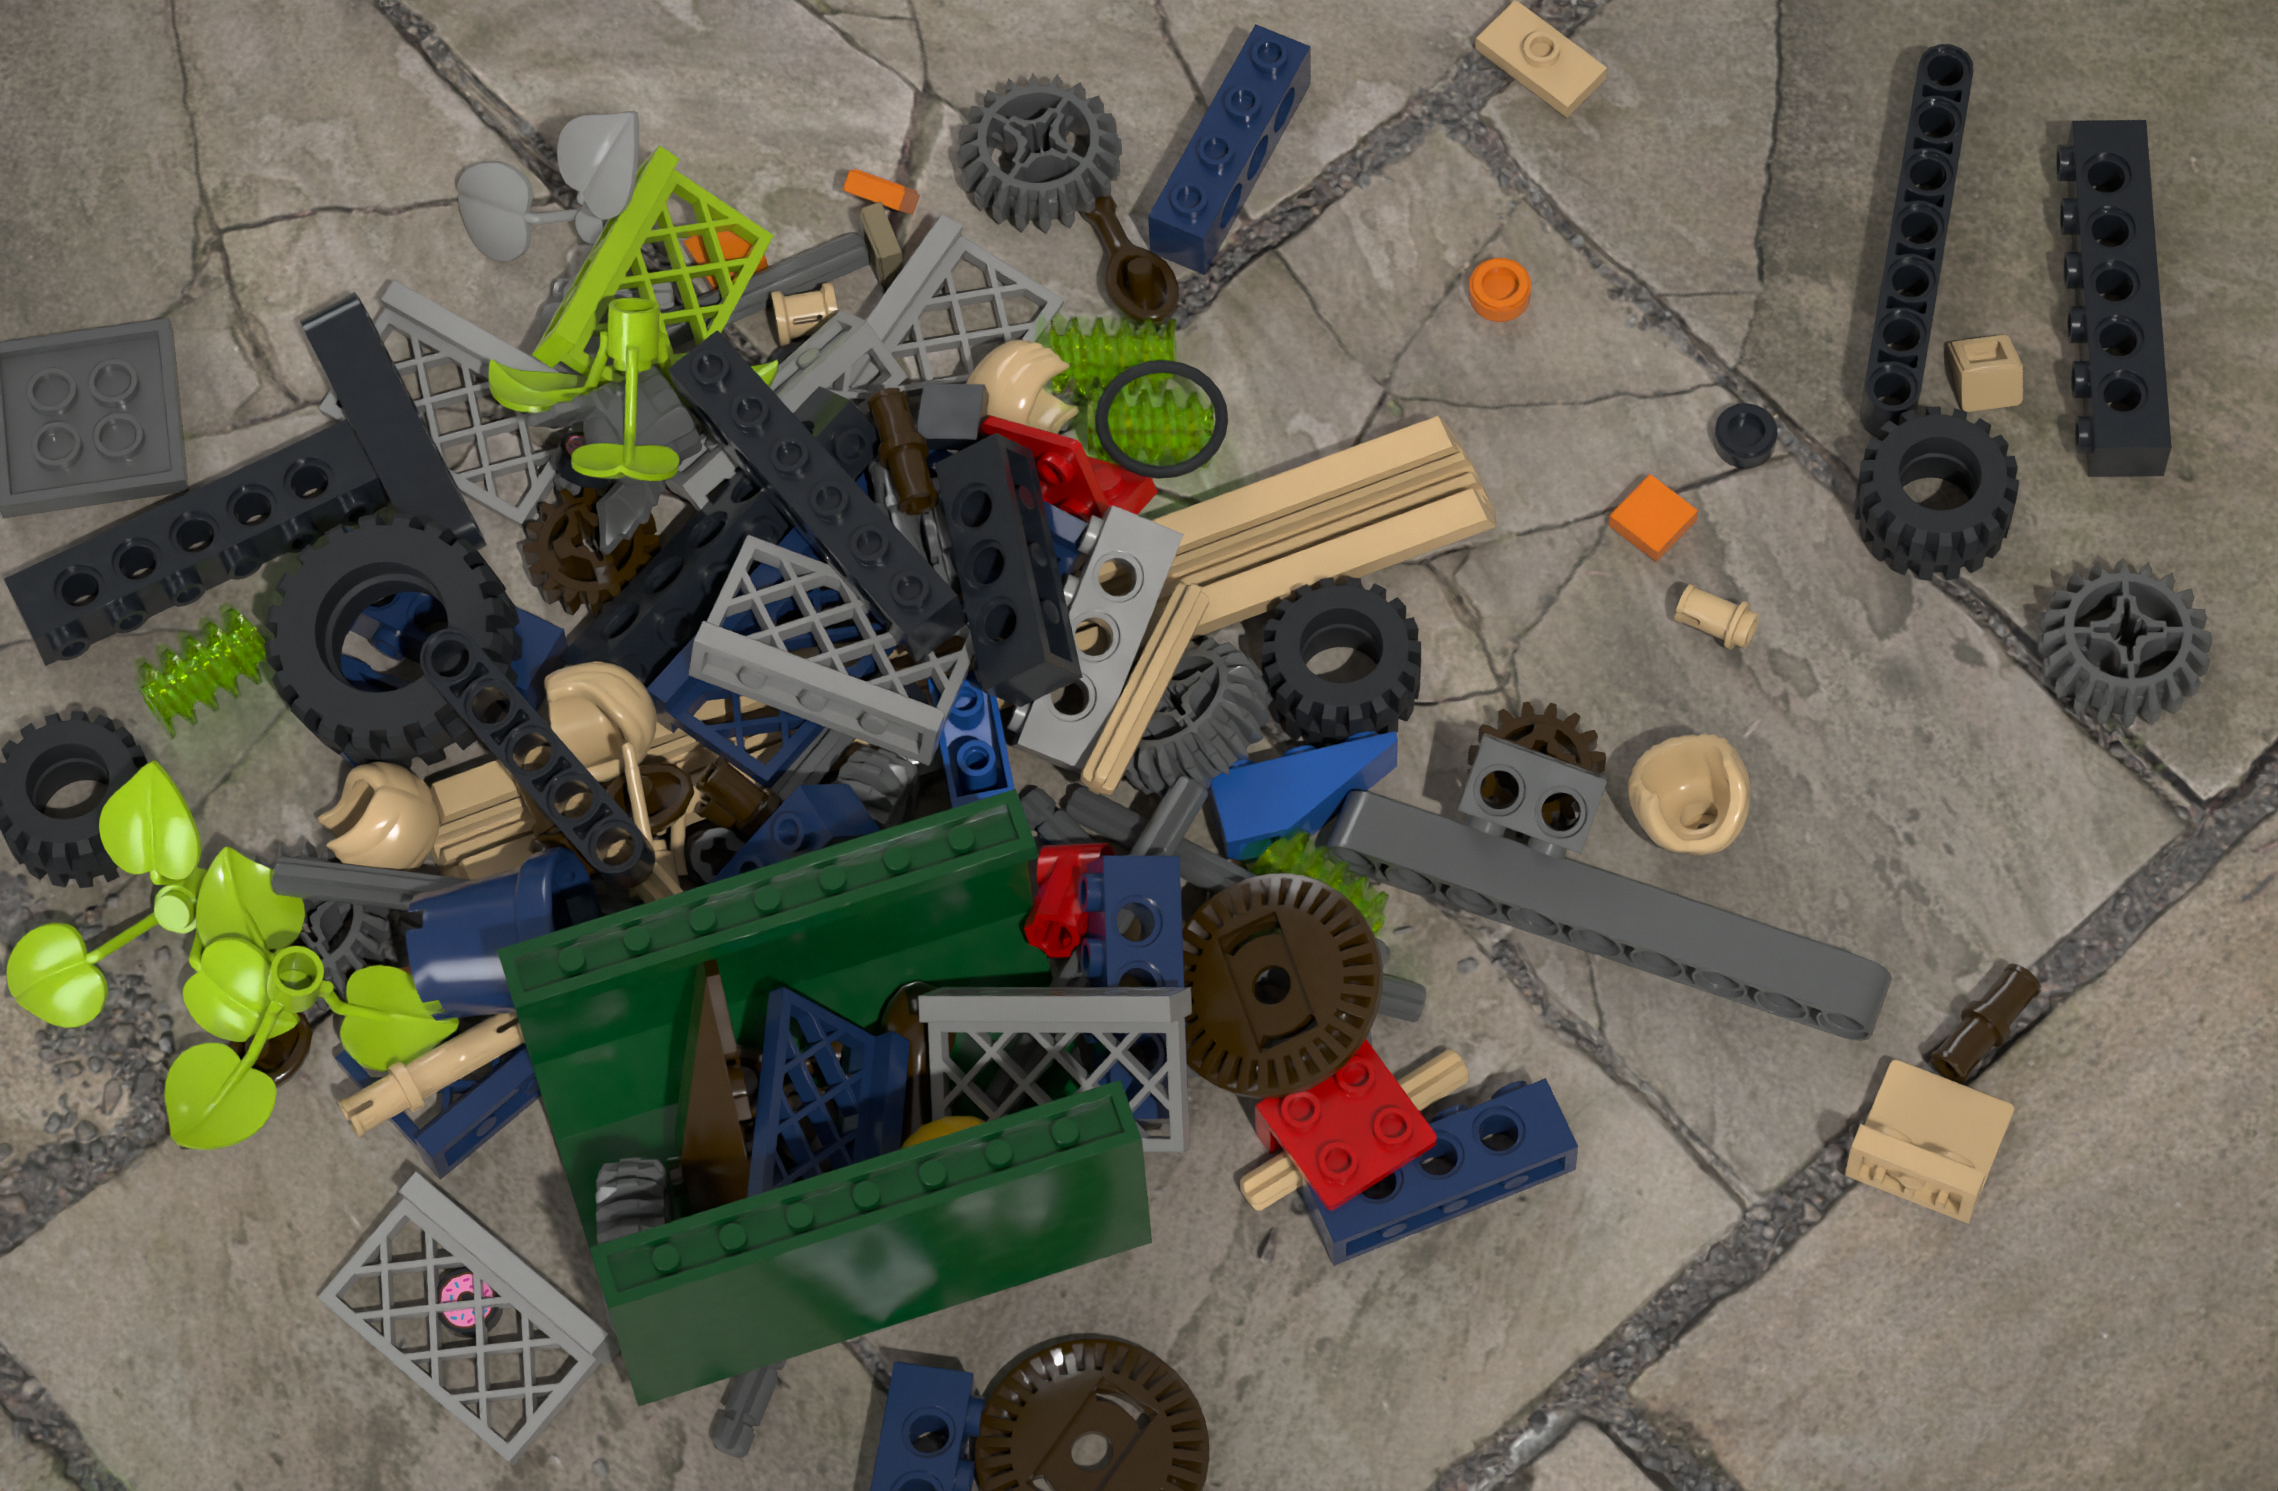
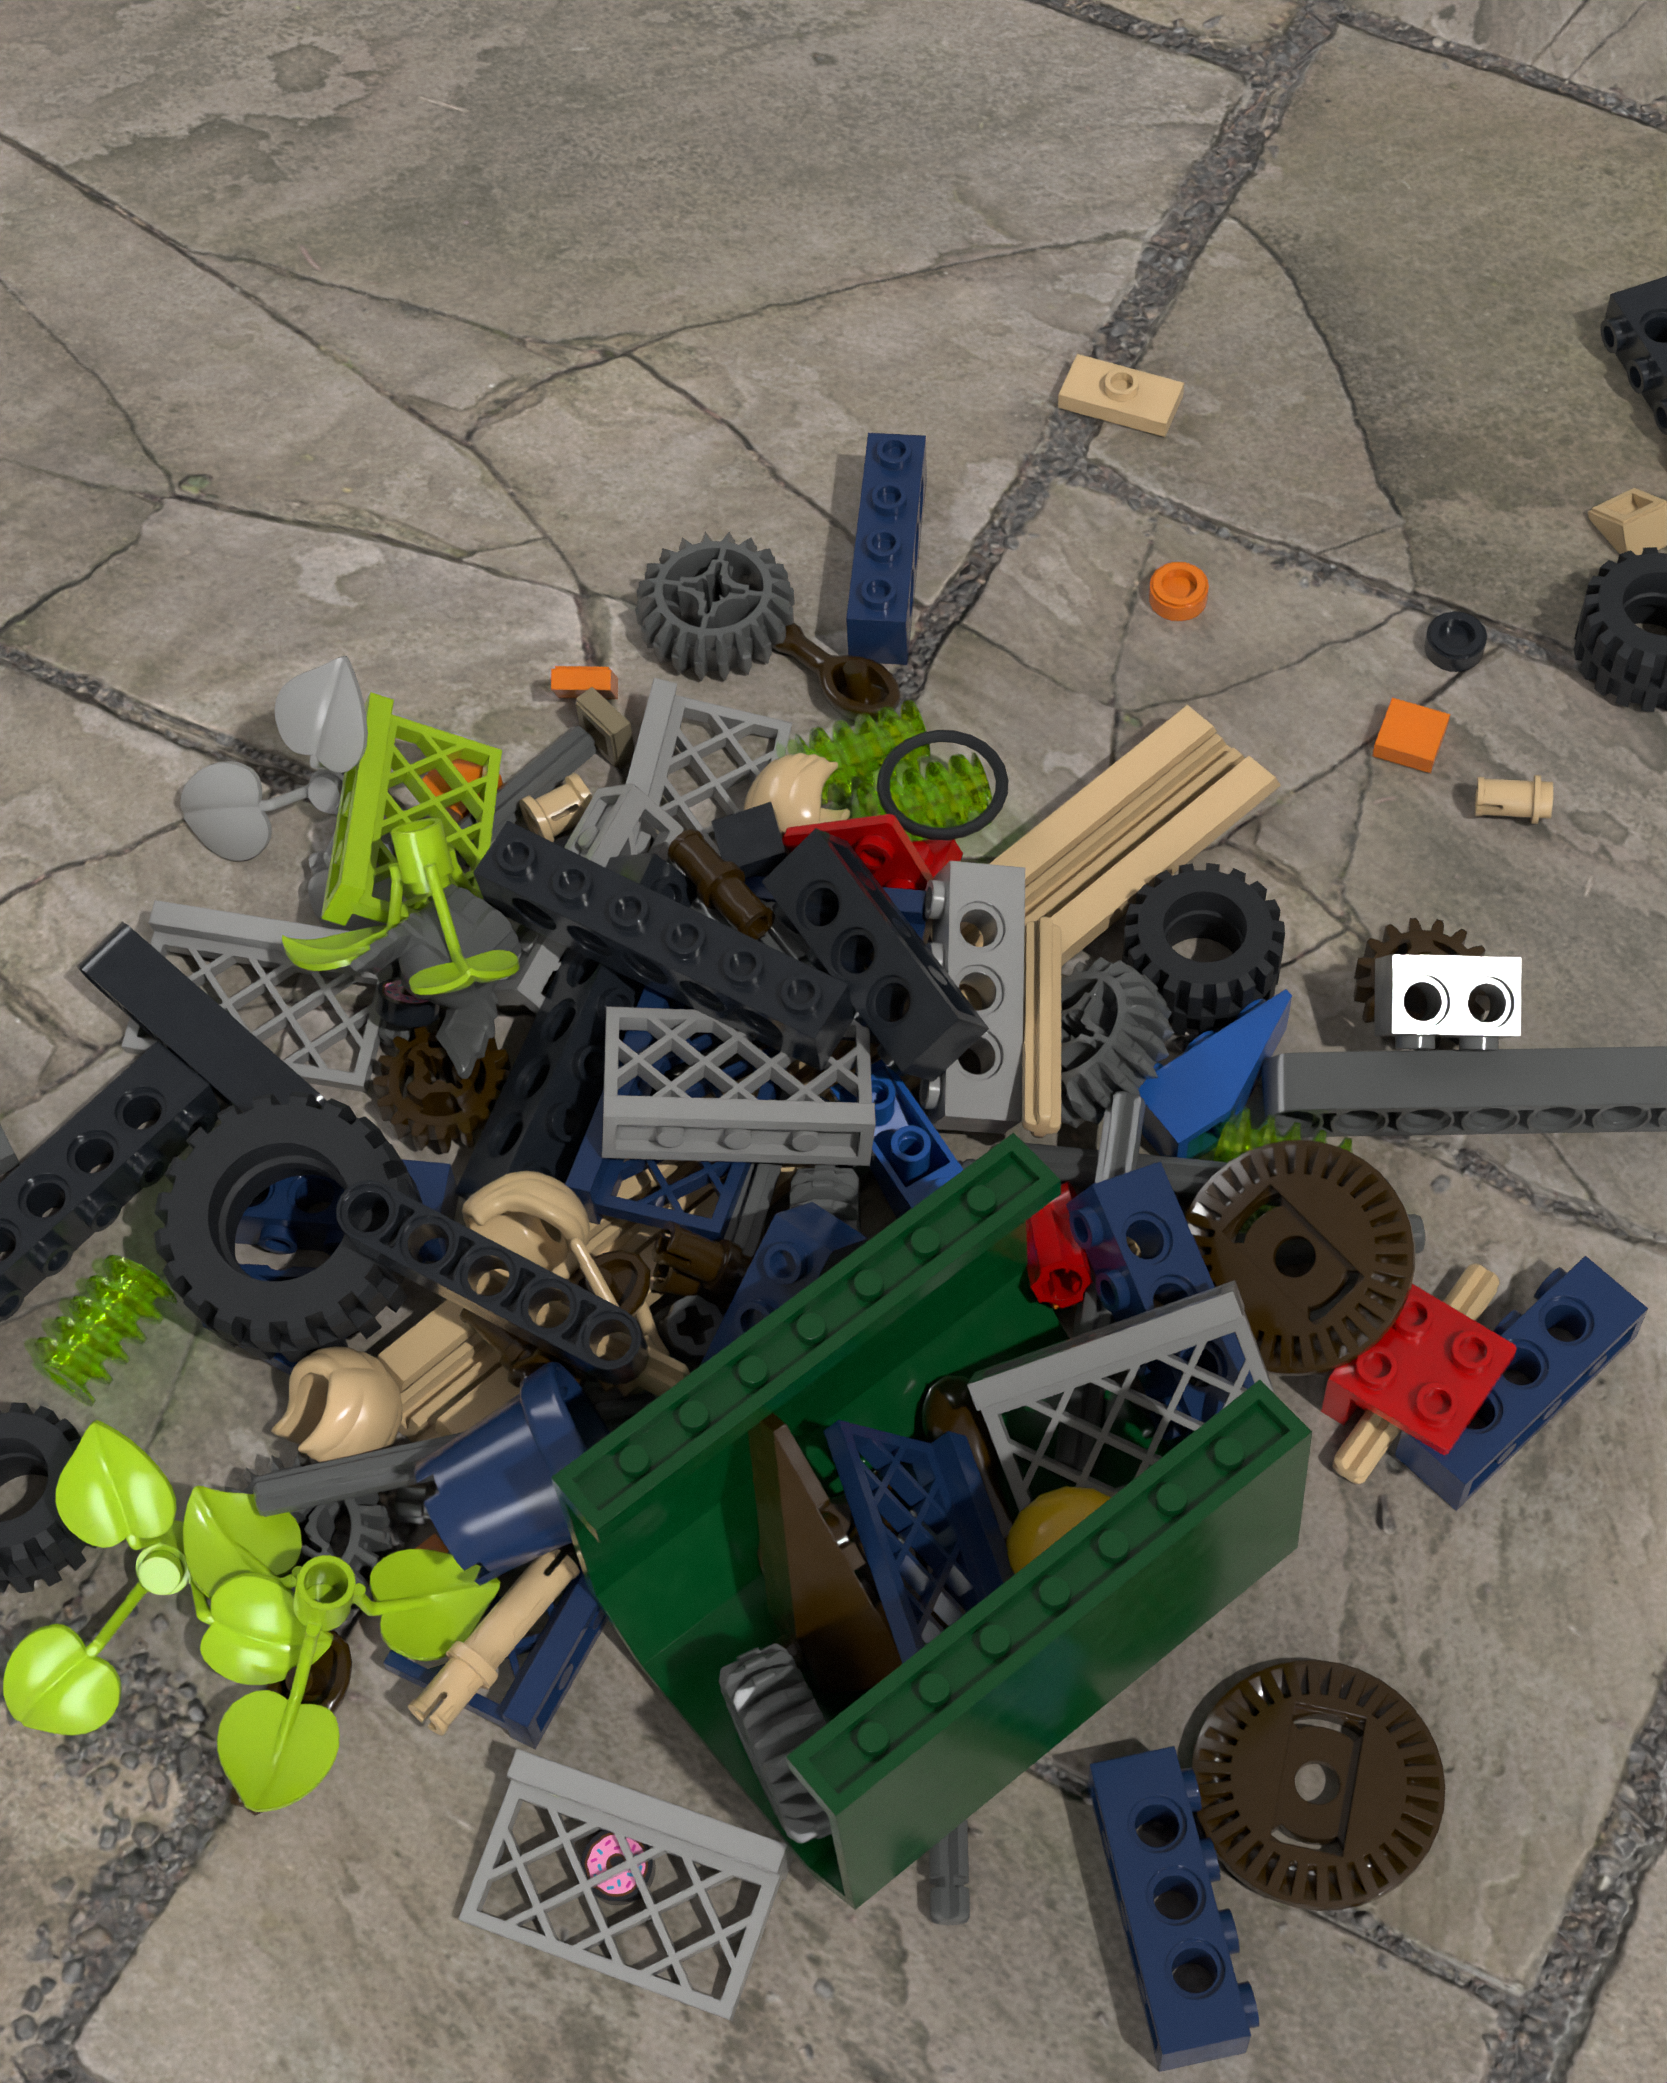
camera: 20 degrees left, 5 degrees down
(1686, 780) = (1581, 938): tan piece -> none
(1921, 215) = (1524, 437): black beam -> none

